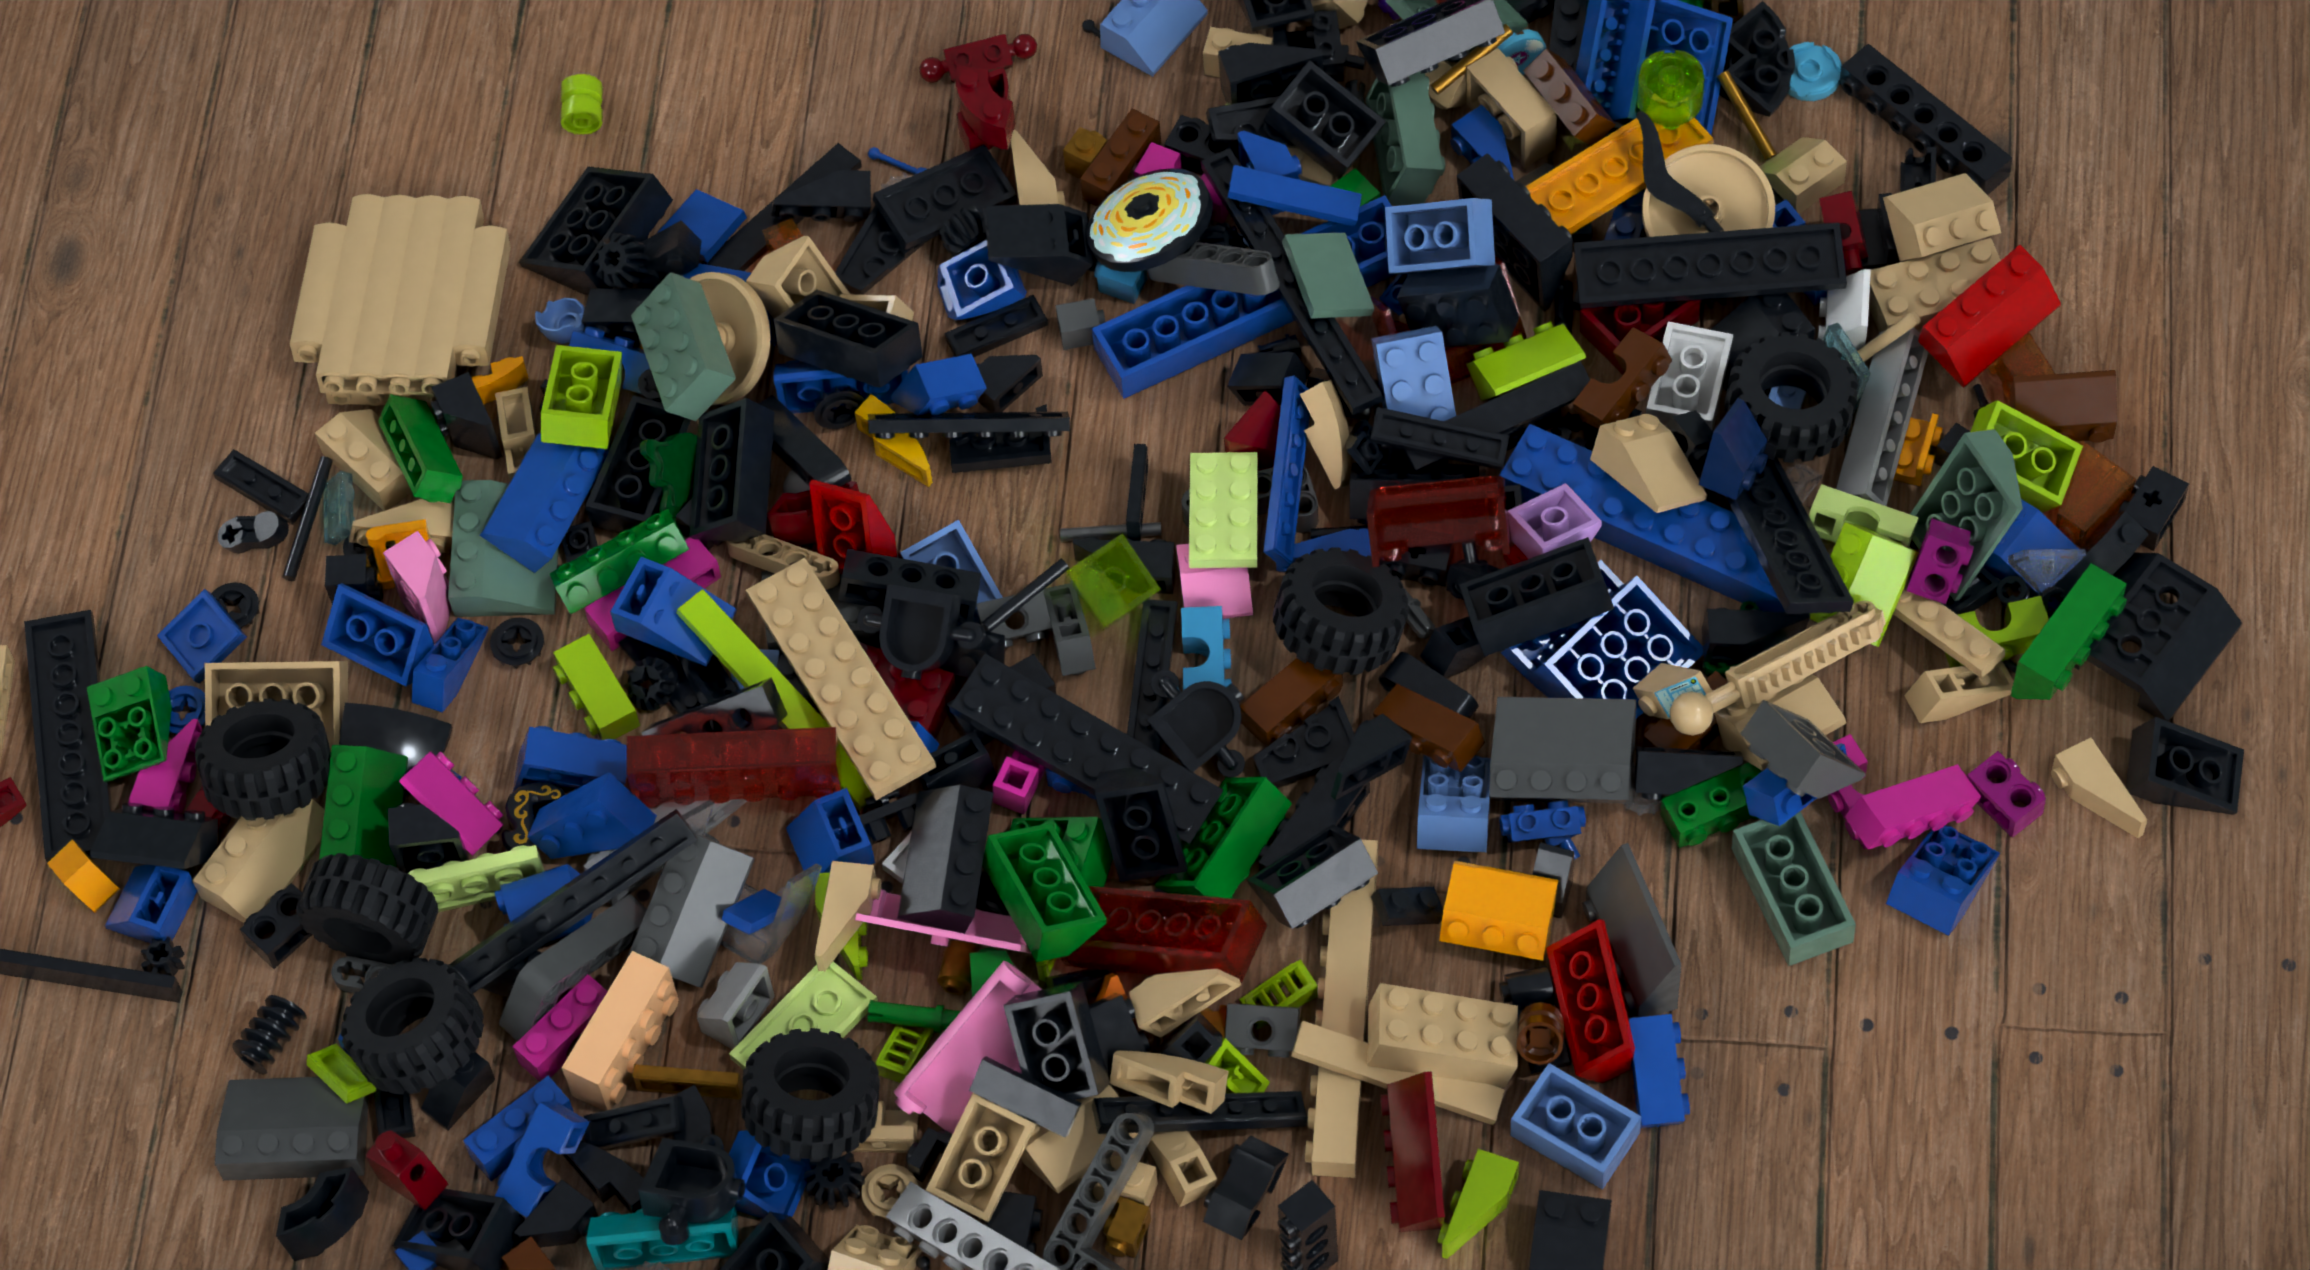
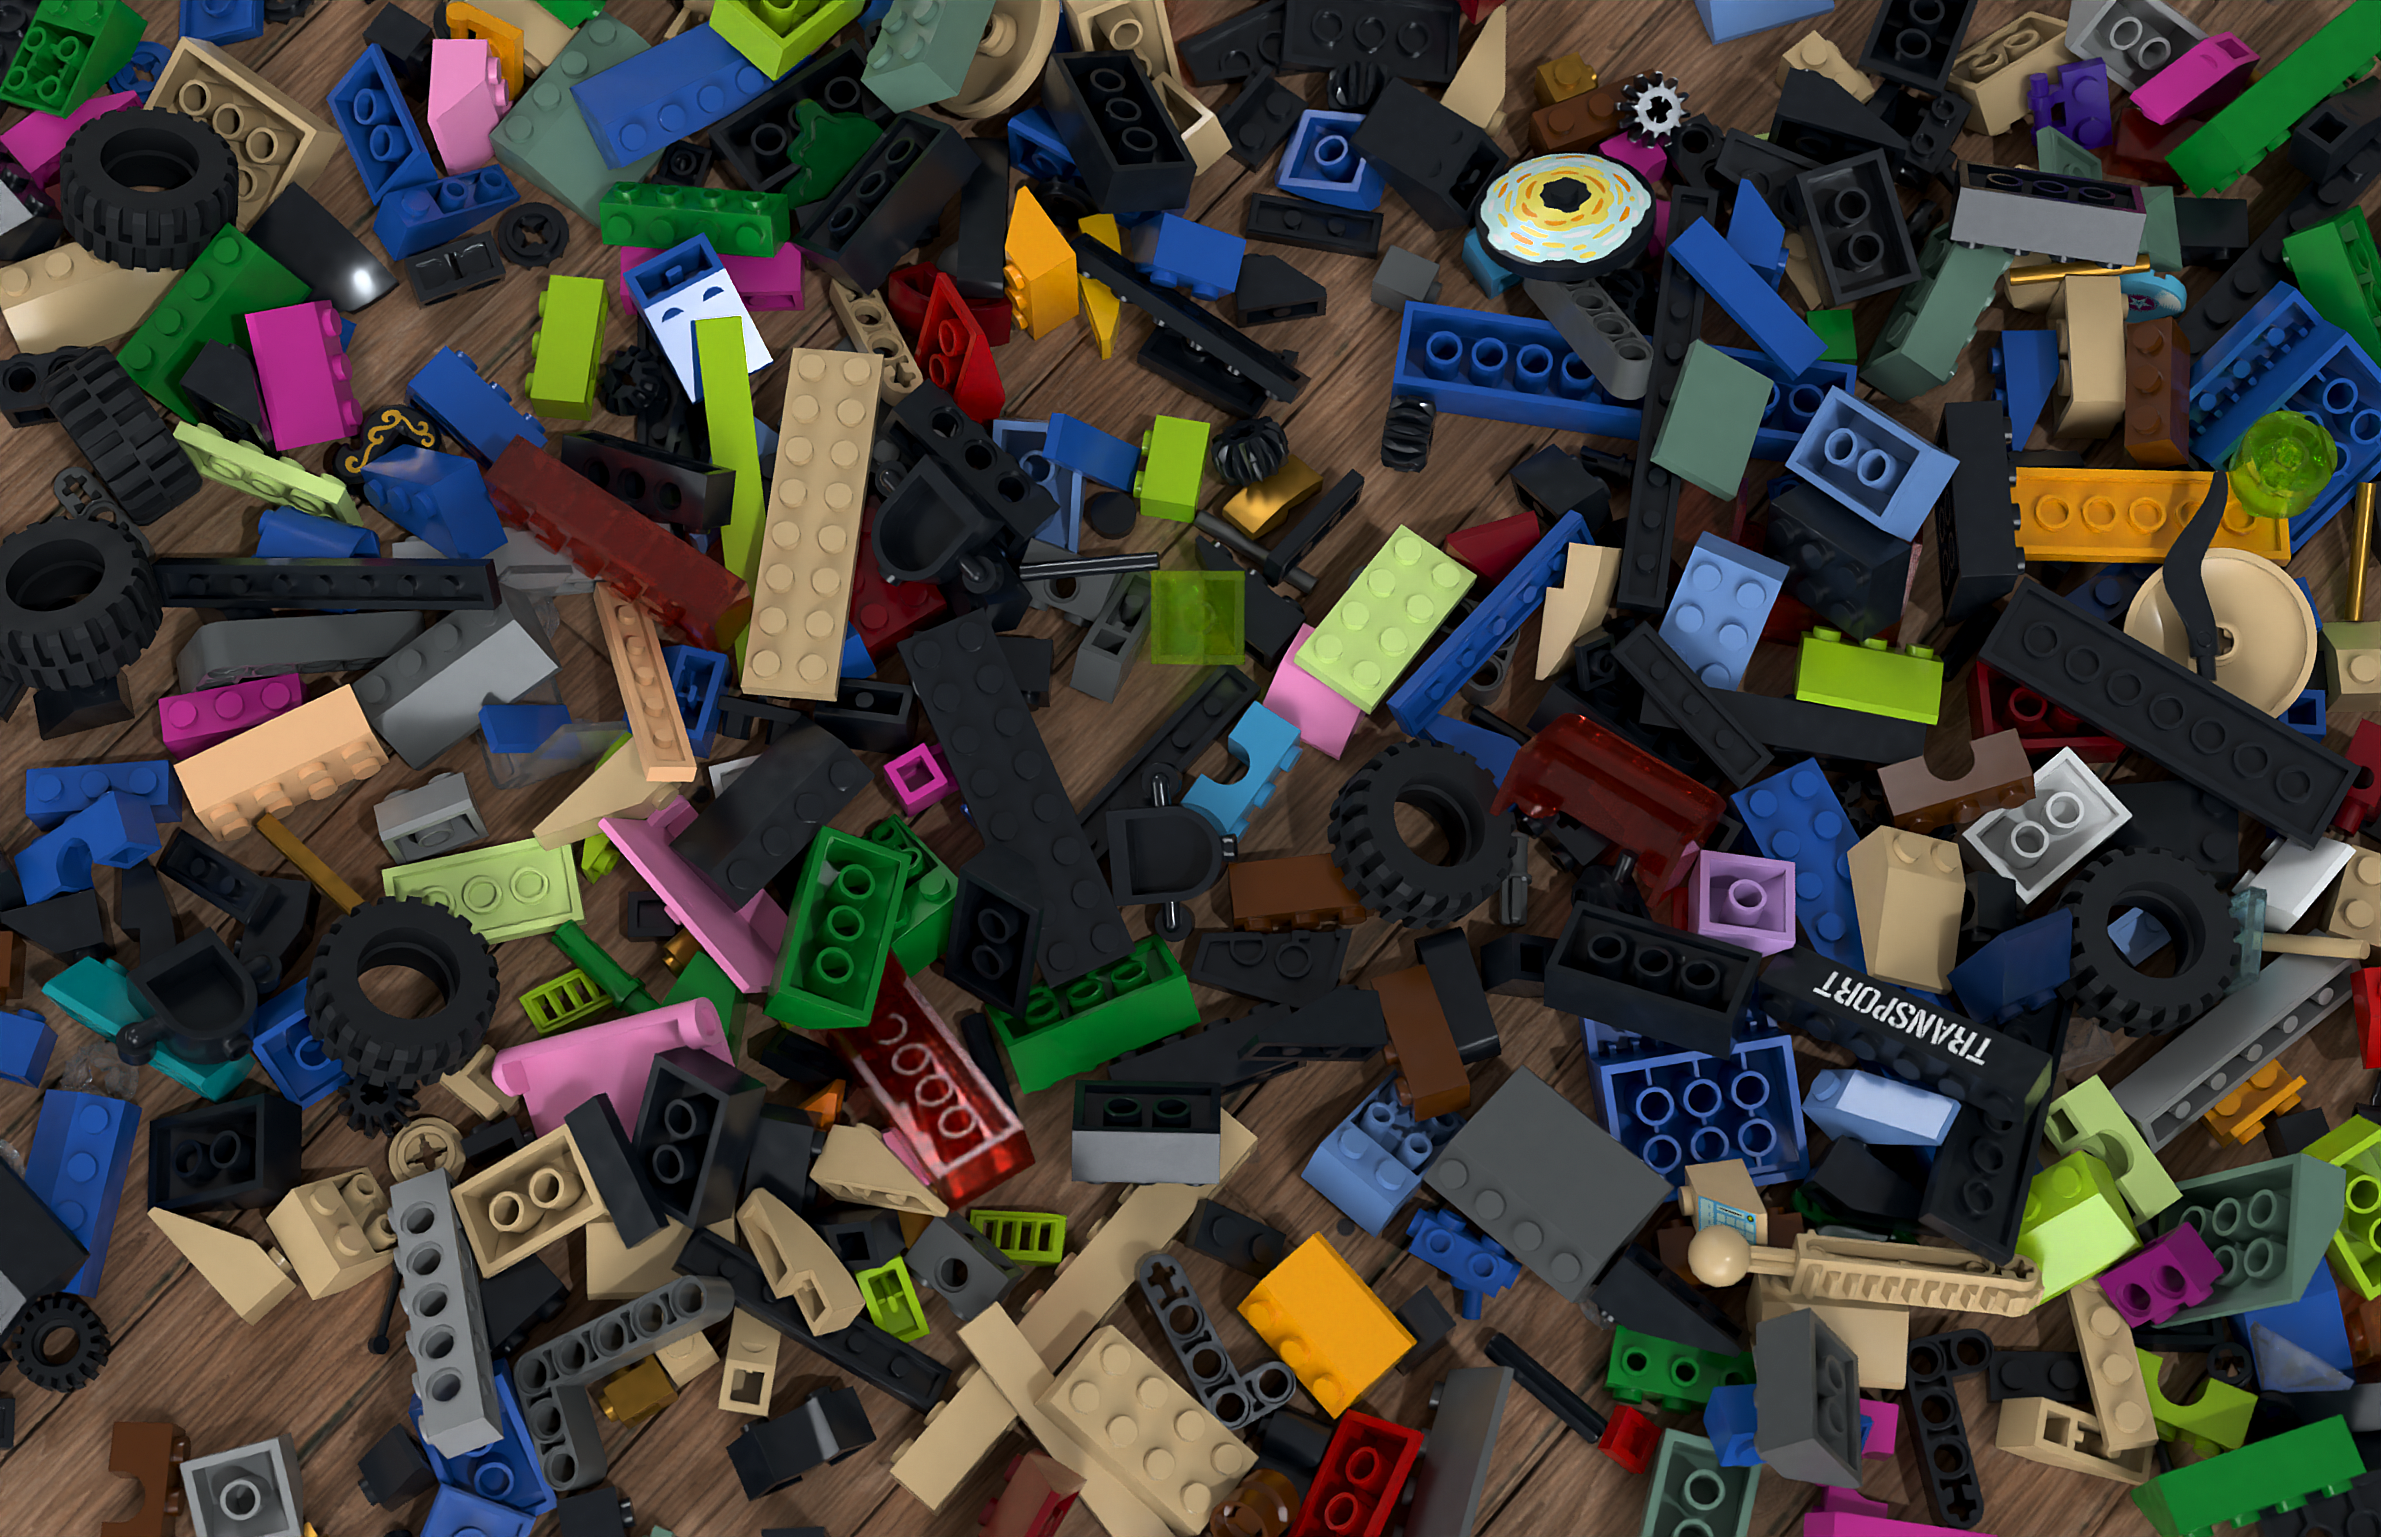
camera: 30 degrees right, 10 degrees up
(488, 689) = (454, 269): none -> black brick
(812, 833) = (645, 688): none -> light nougat plate
(860, 445) = (1039, 270): none -> light orange slope
(915, 969) = (648, 918): none -> black plate
(916, 286) = (1259, 118): none -> black bracket
(974, 532) = (1091, 453): none -> blue tile
(1008, 567) = (1113, 515): none -> black tile
(1025, 516) = (1174, 468): none -> lime brick
(1064, 474) = (1250, 450): none -> black gear
(1095, 493) = (1266, 504): none -> pearl gold slope
(1151, 404) = (1408, 433): none -> black gear
(1157, 140) = (1664, 119): none -> black gear
(1434, 963) = (1202, 1335): none -> black beam
(1658, 866) = (1546, 1388): none -> black axle
(1699, 527) = (1905, 1033): none -> black brick
(1716, 581) = (1878, 1109): none -> medium blue slope
(1716, 858) = (1629, 1439): none -> red plate
(1902, 676) = (2037, 1374): none -> black plate
(1916, 759) = (1951, 1433): none -> black beam

